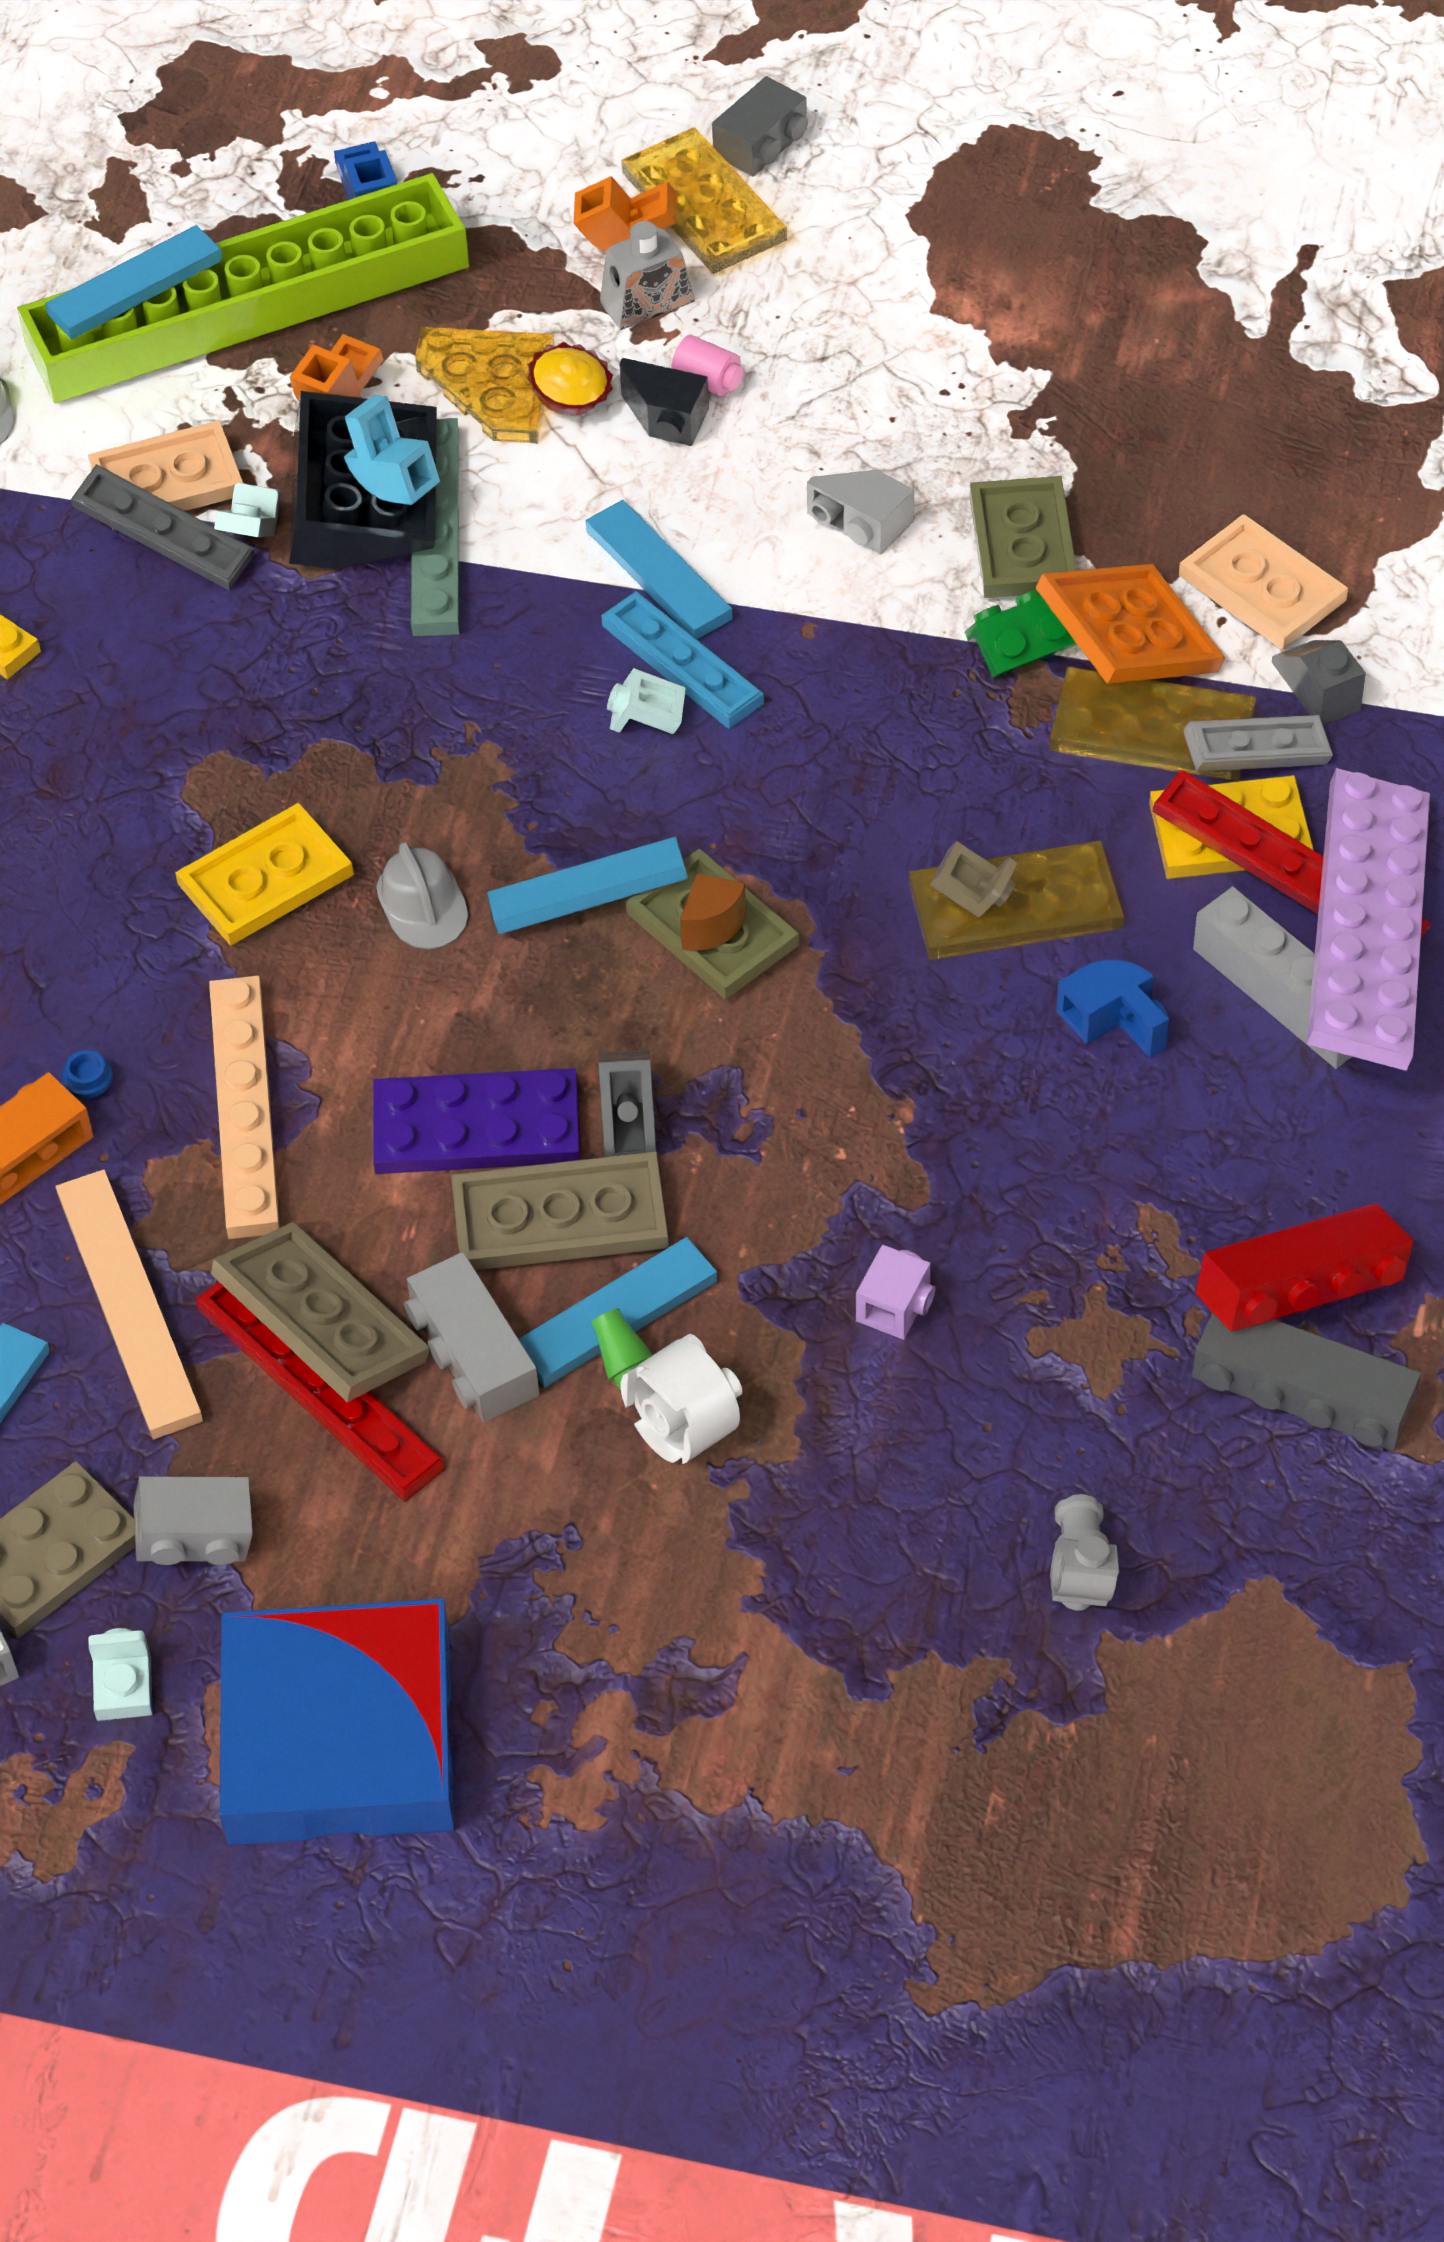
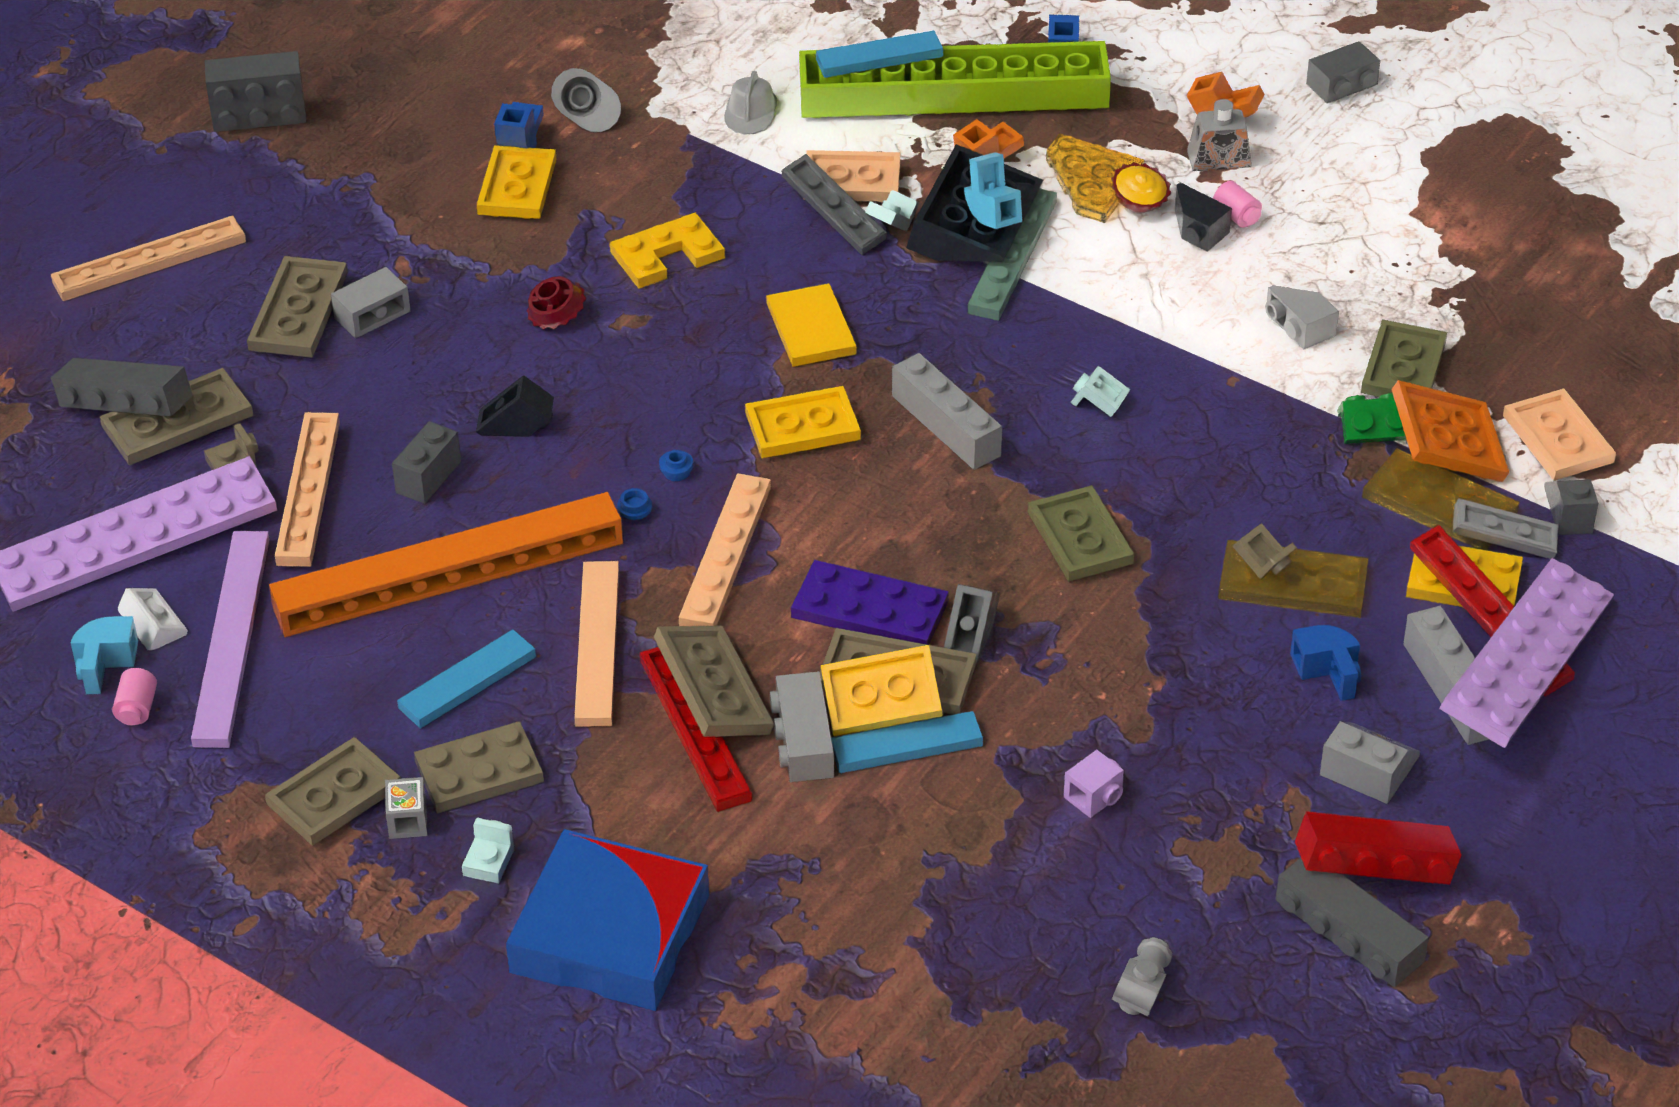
camera: 20 degrees right, 10 degrees down
(121, 1003) = (676, 465): none -> blue plate
(192, 1519) = (574, 774): light grey brick -> none
(208, 720) = (811, 325): none -> yellow tile
(422, 899) = (898, 465): light grey piece -> none
(456, 797) = (946, 411): none -> light grey brick
(558, 1252) = (881, 690): none -> yellow plate
(587, 885) = (1007, 486): dark azure tile -> none
(618, 1345) = (897, 765): bright green cone -> none
(658, 569) = (1148, 317): dark azure tile -> none
(682, 659) = (1138, 374): dark azure tile -> none
(682, 1400) = (920, 801): white brick -> none
(712, 912) = (1078, 521): dark orange brick -> none
(715, 206) = (1288, 110): clear yellow plate -> none
(1226, 1137) = (1366, 761): none -> light grey slope

